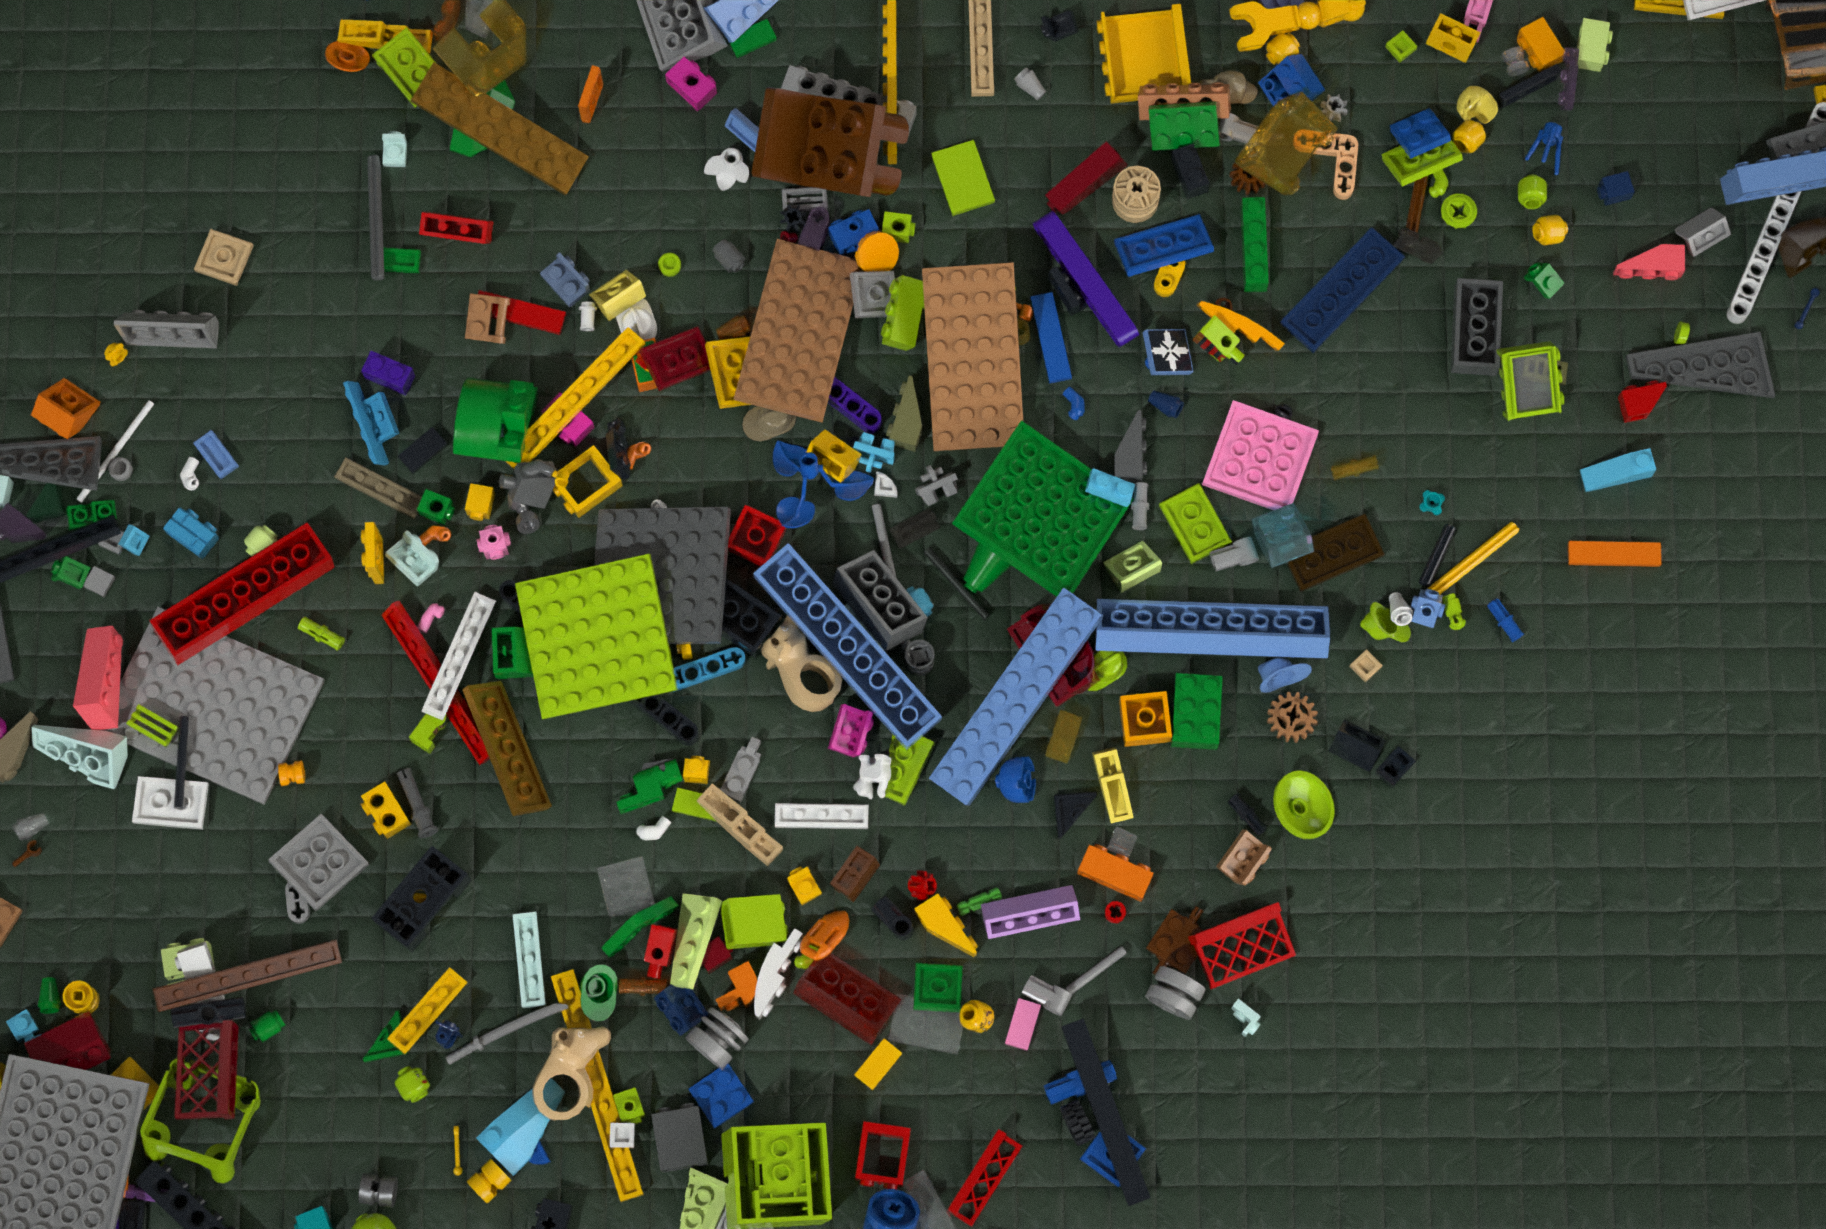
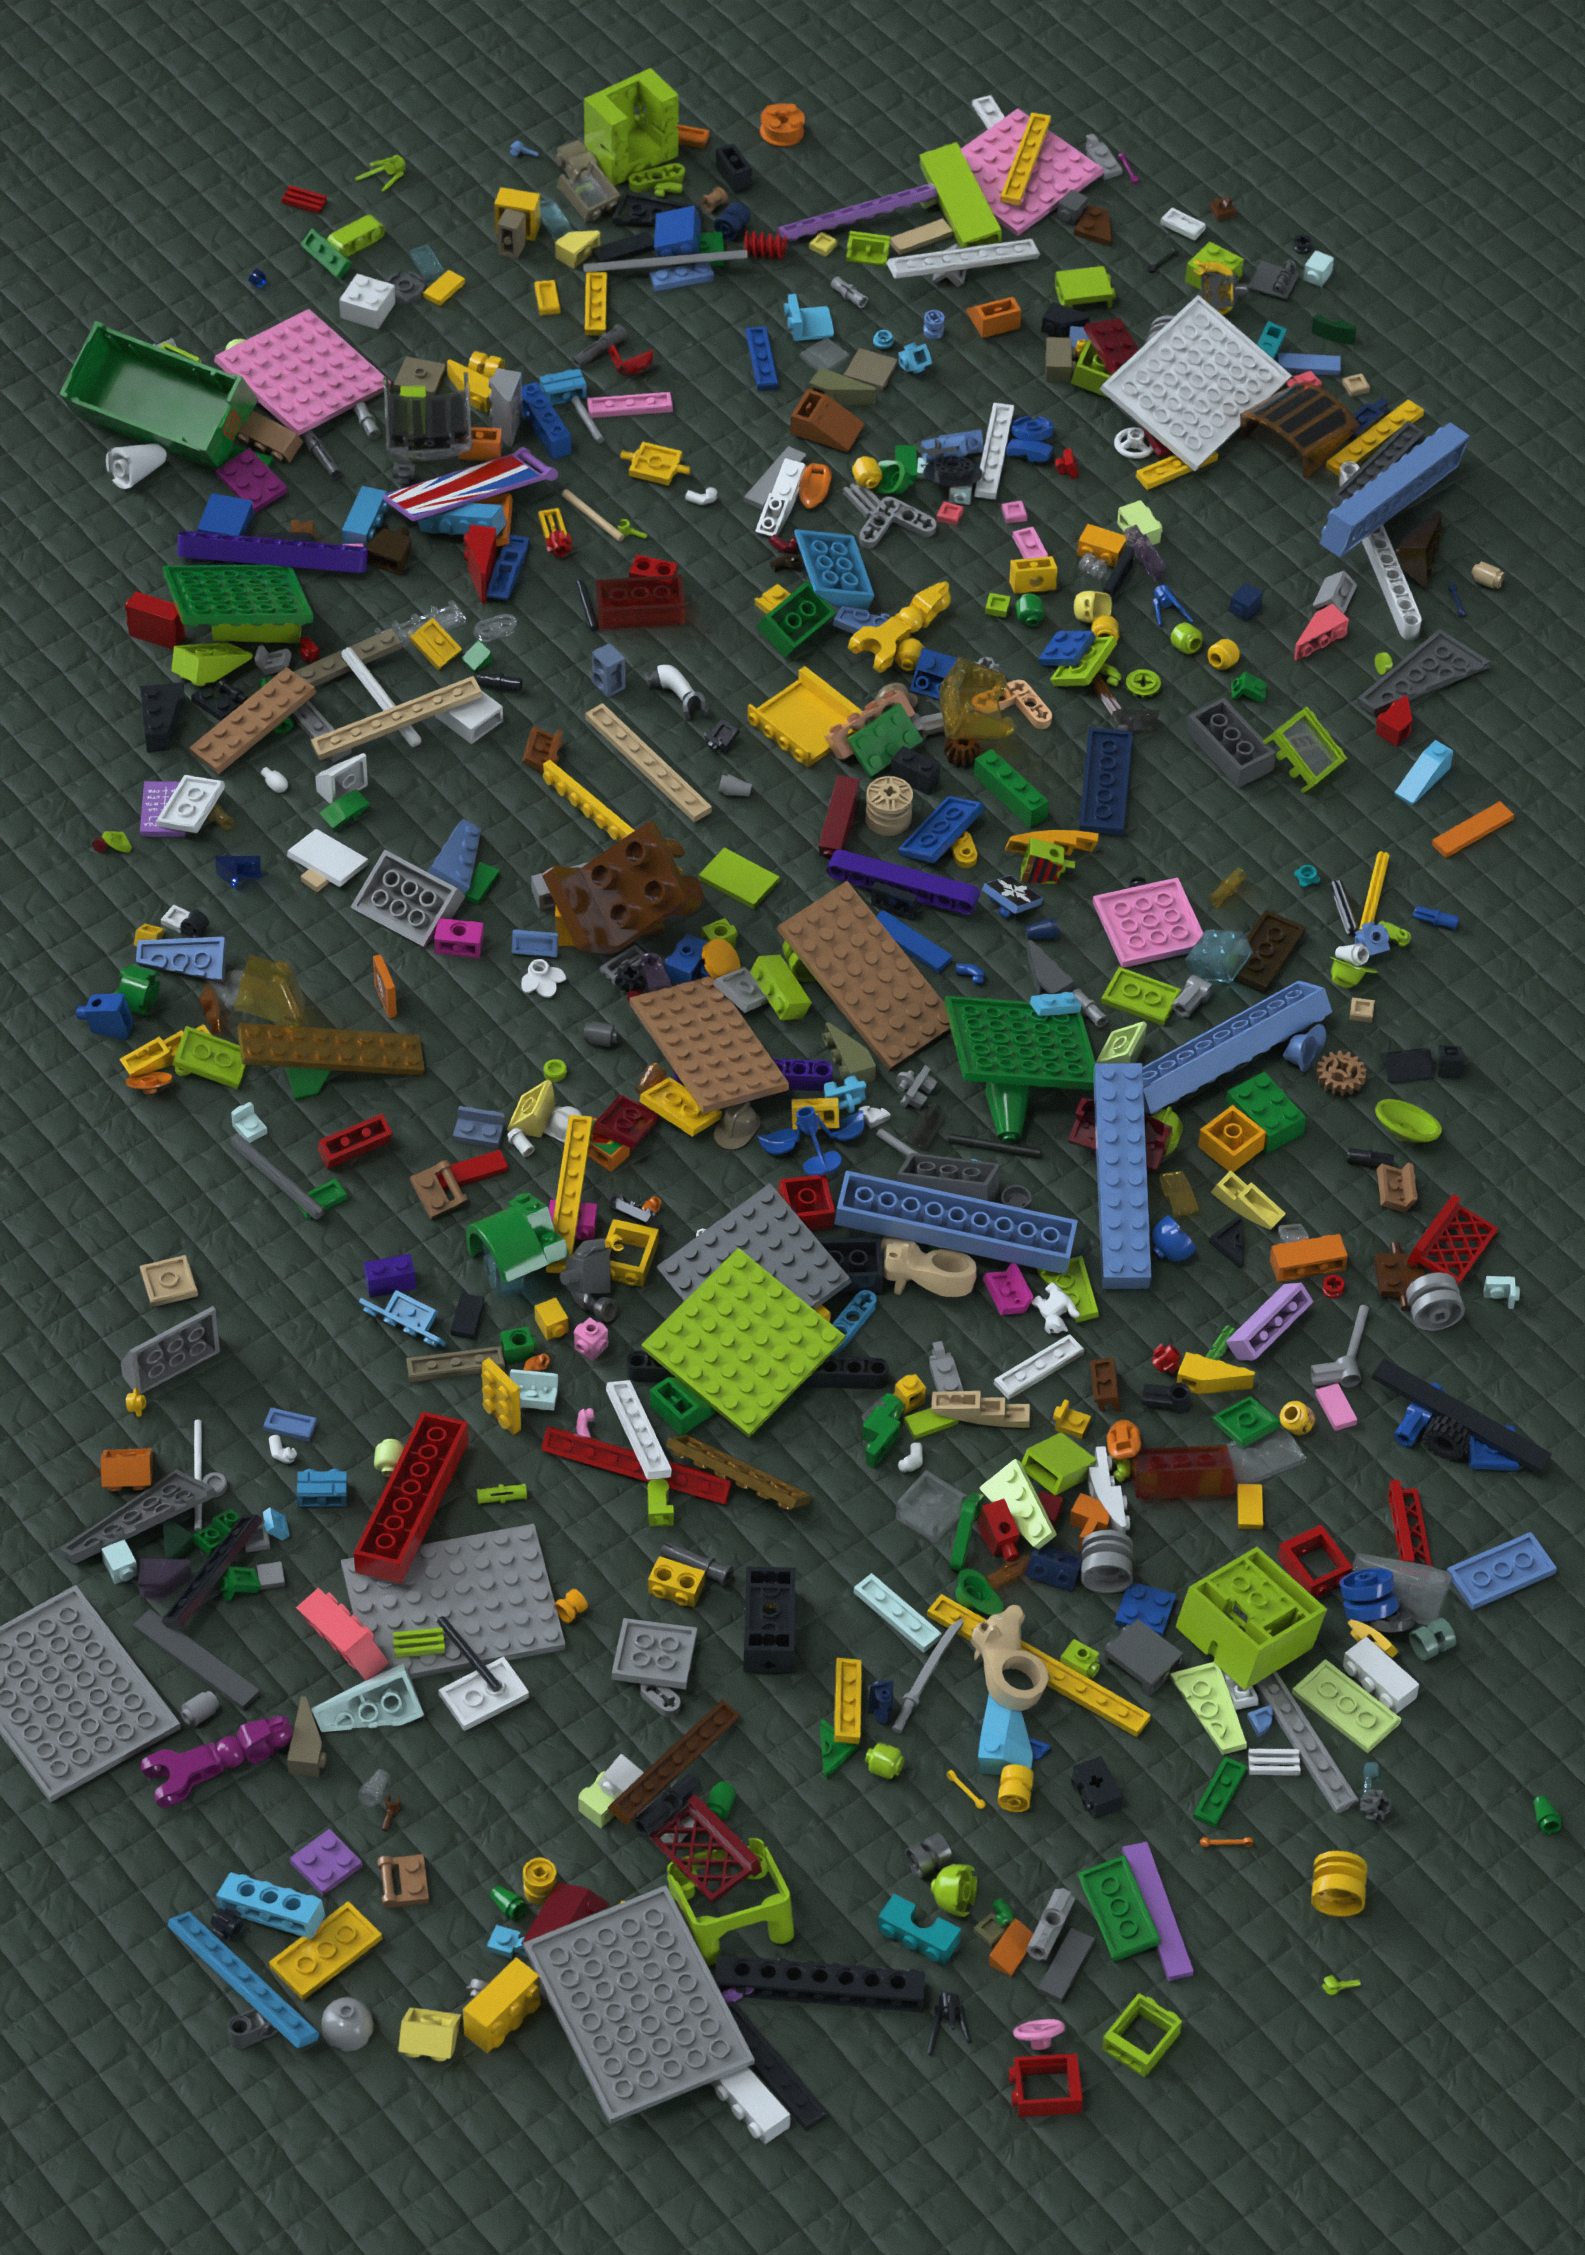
camera: 40 degrees left, 25 degrees down
(622, 1135) = (1096, 1679): white plate -> none
(1422, 71) = (1030, 609): none -> green head

